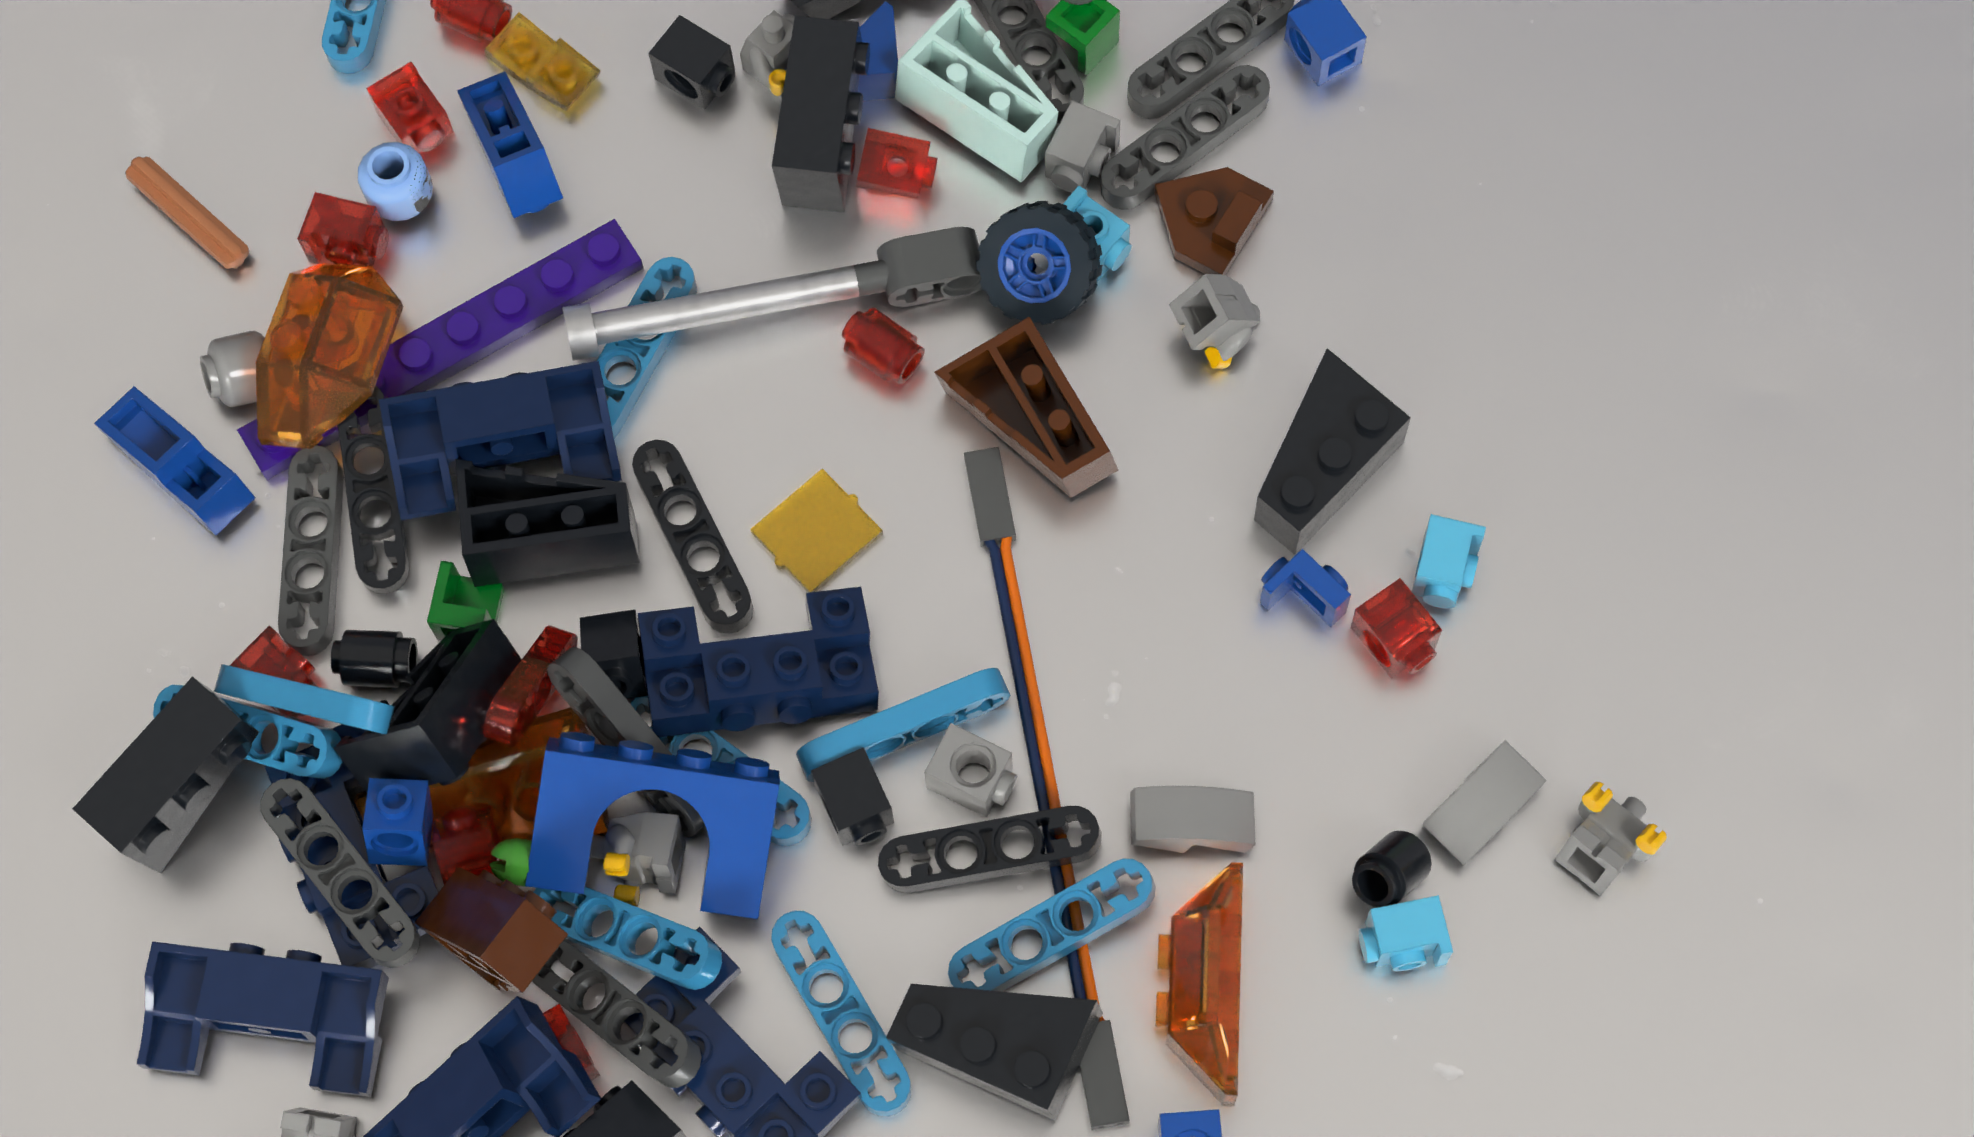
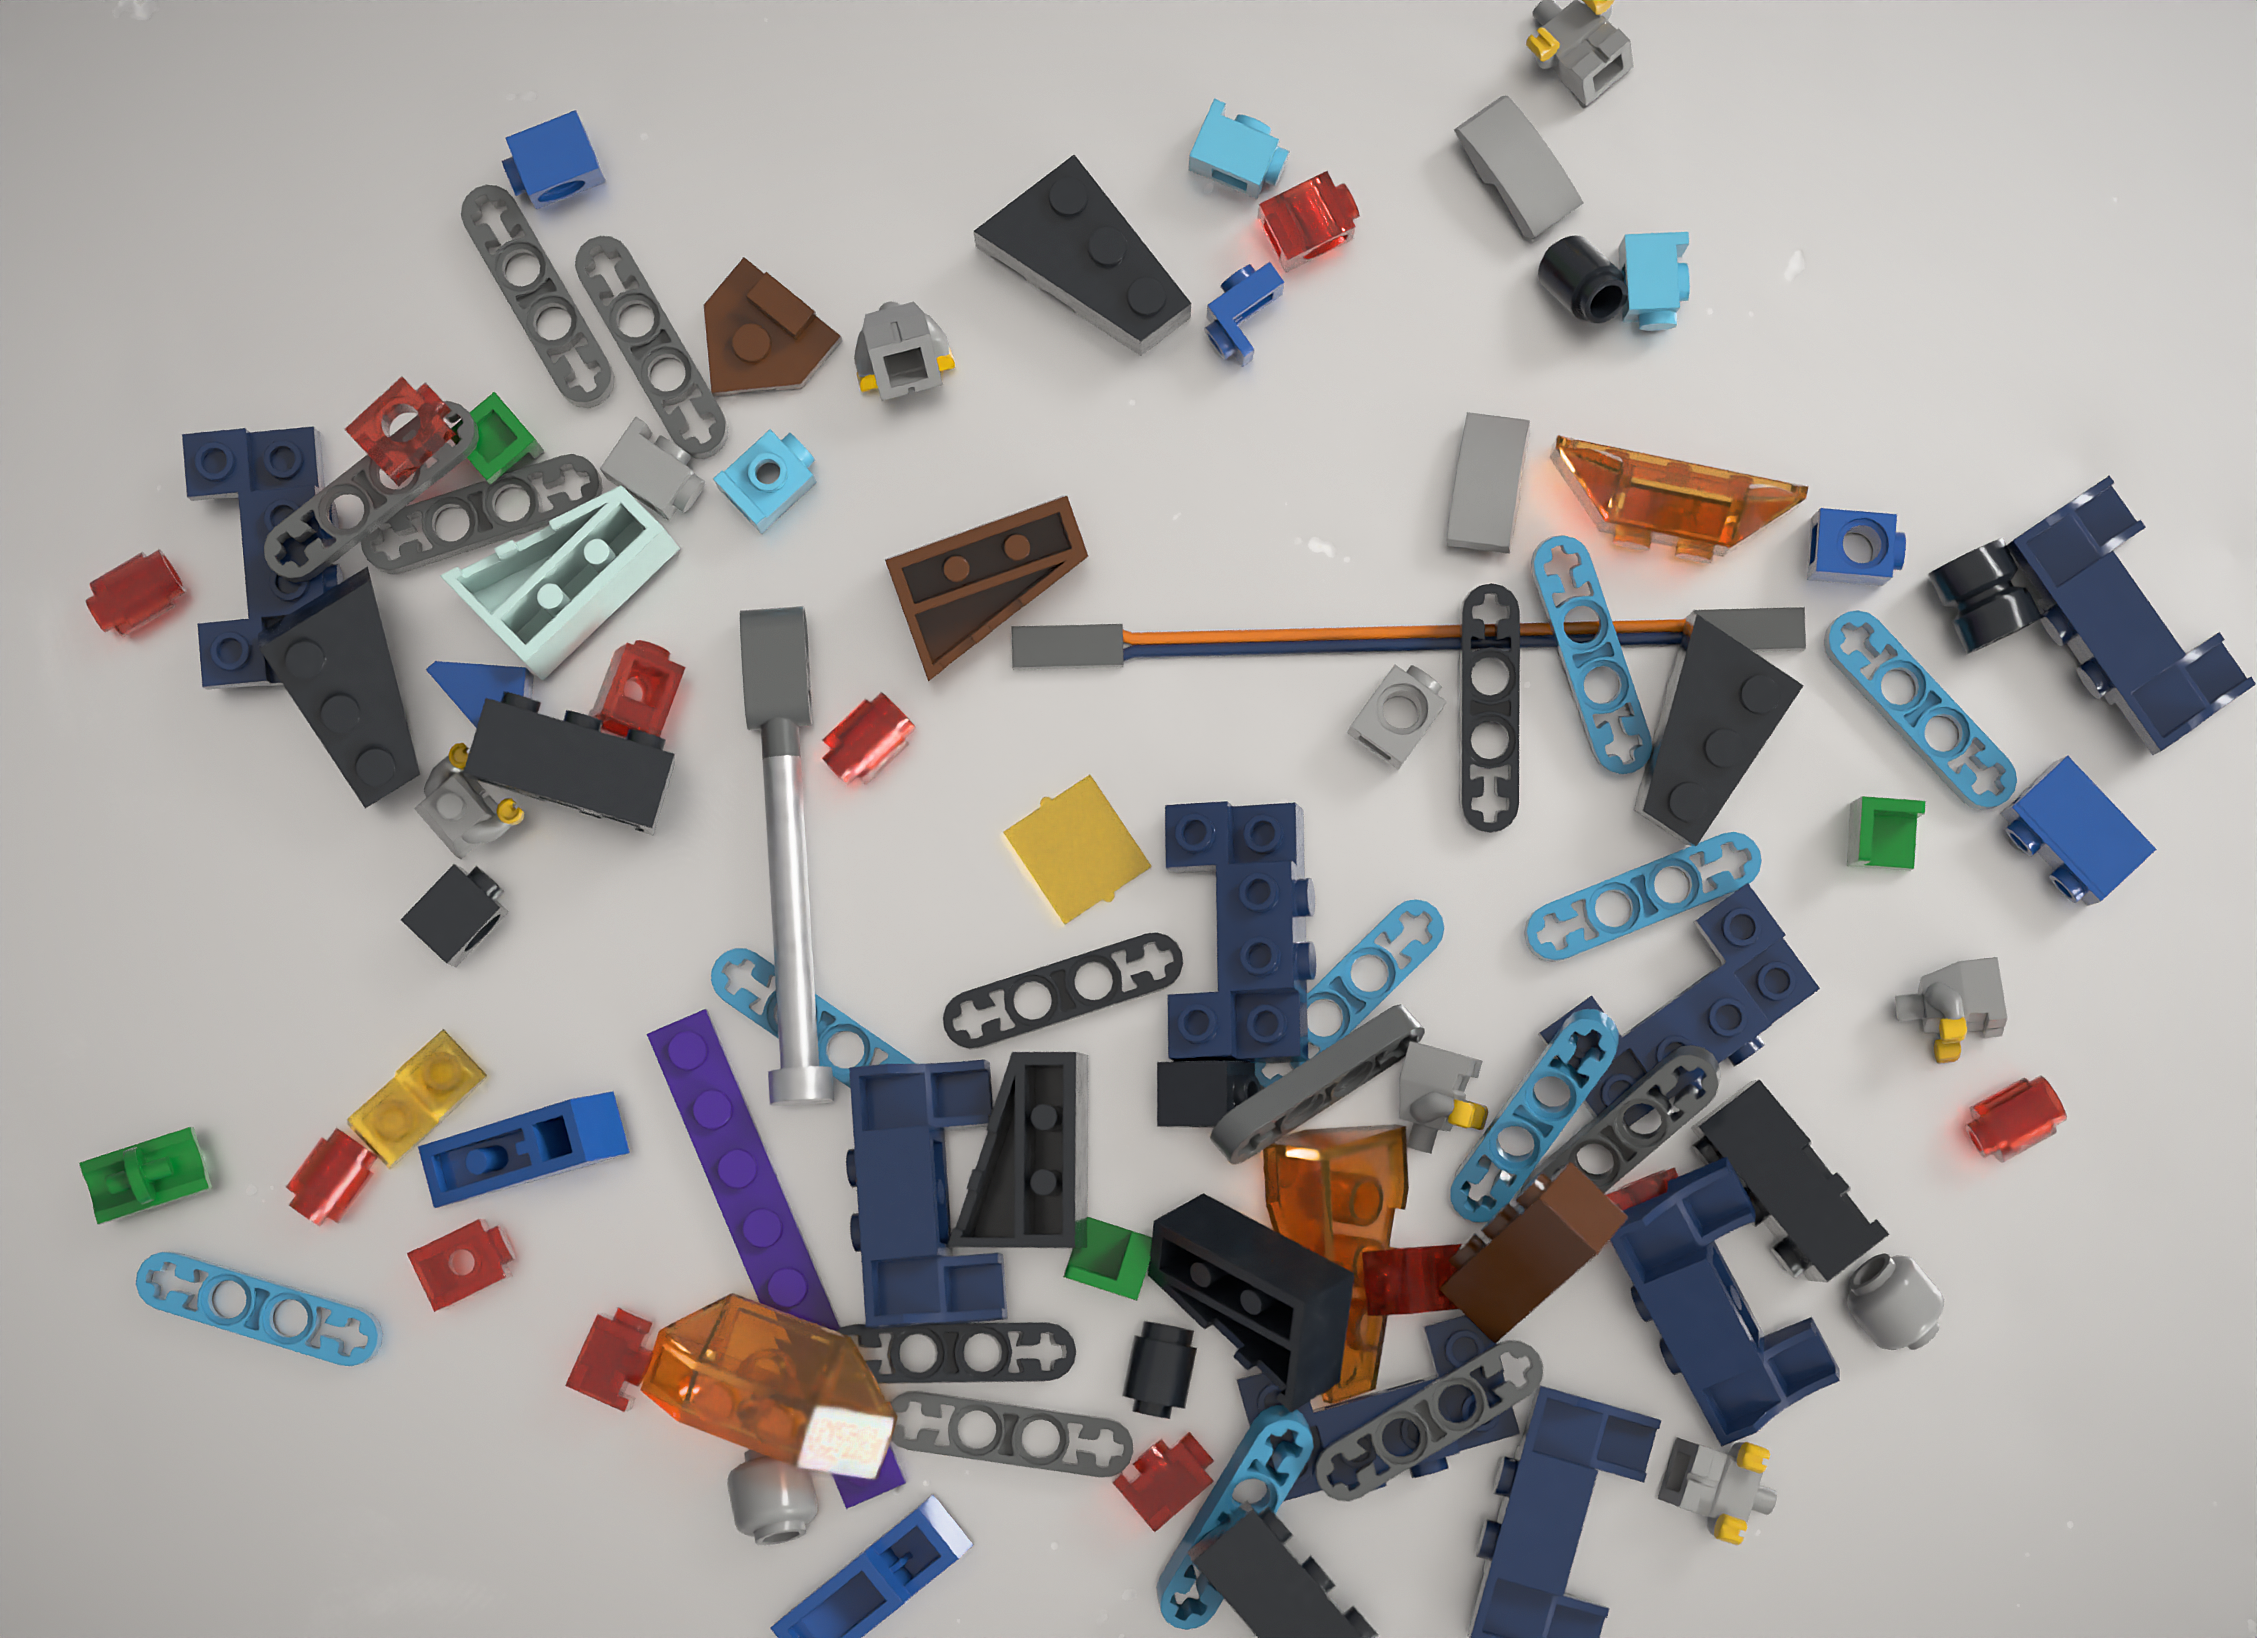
camera: 85 degrees left, 15 degrees up
(187, 212) = (546, 1550): nougat axle -> none
(304, 699) = (1236, 1437): dark azure beam -> none
(395, 181) = (539, 1279): light blue head -> none
(398, 822) = (1381, 1349): blue brick -> none
(516, 854) = (1443, 1226): bright green hinge -> none
(526, 688) = (1233, 1189): clear red beam -> none
(587, 777) = (1371, 1124): blue arch -> none
(853, 798) = (1410, 848): black brick -> none
(909, 720) = (1331, 782): dark azure beam -> none
(1010, 272) = (835, 527): black wheel -> none

